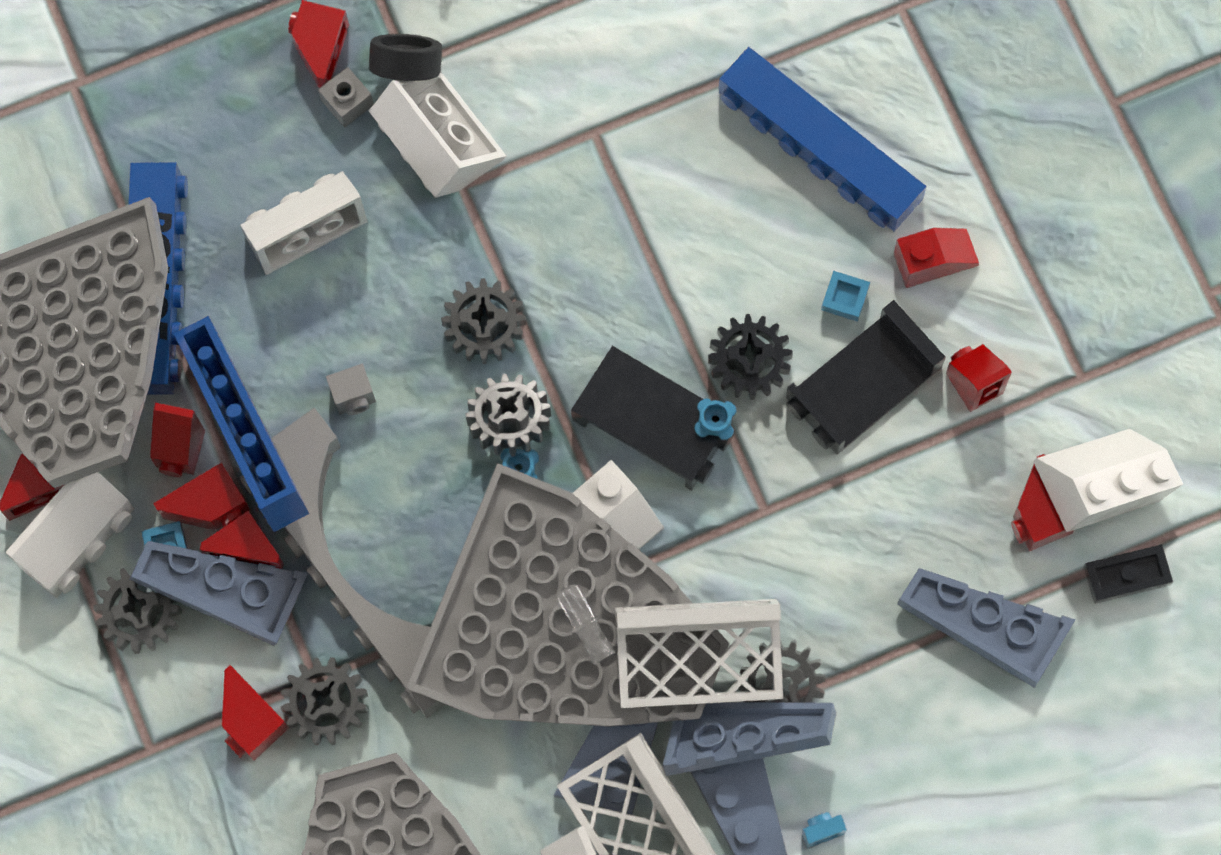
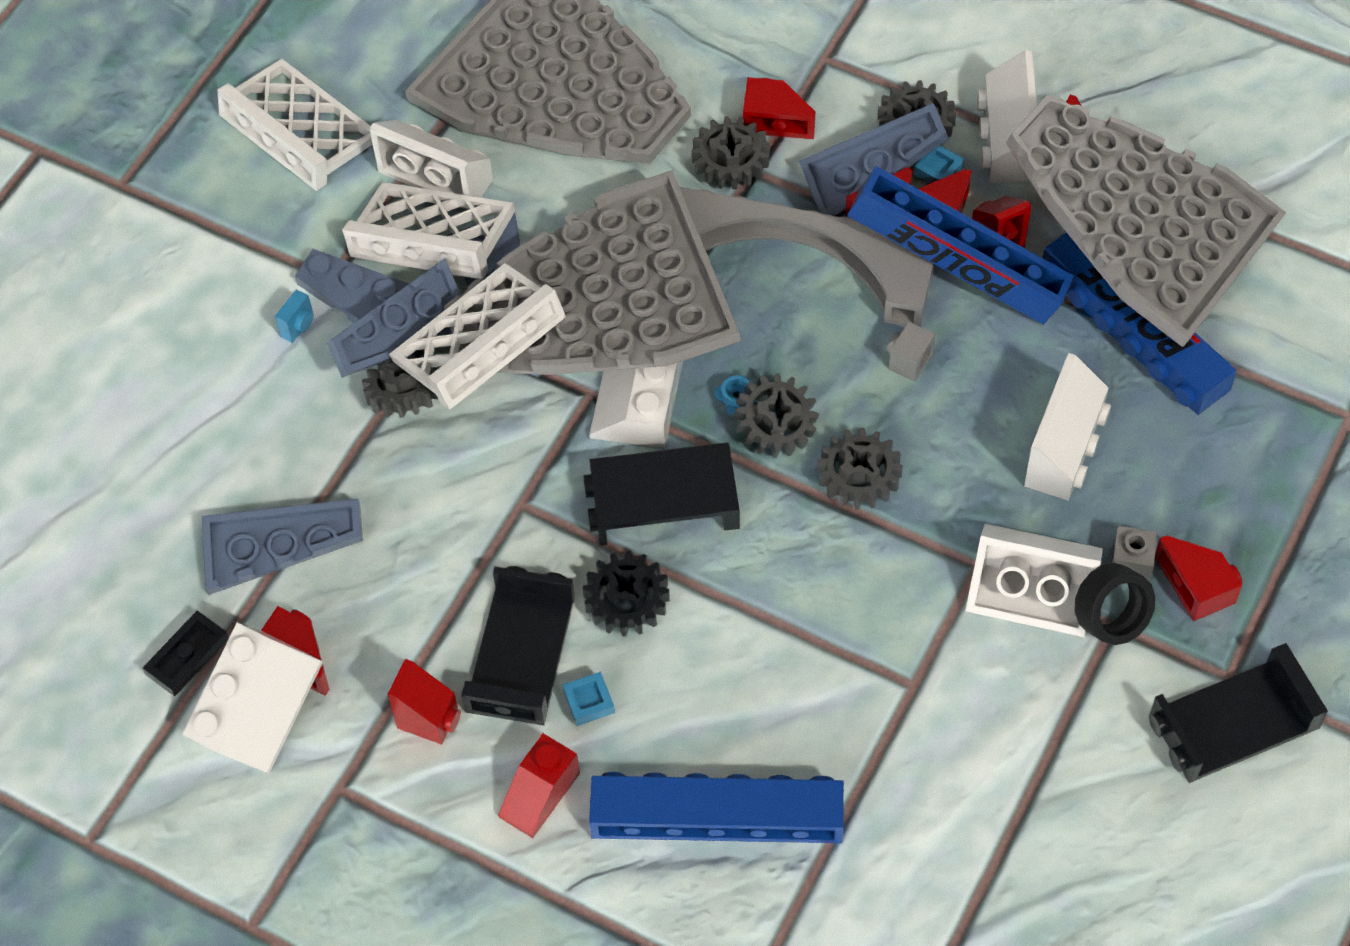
camera: 140 degrees right, 15 degrees down
(585, 623) = (576, 285): clear axle -> none
(709, 409) = (607, 497): dark azure plate -> none

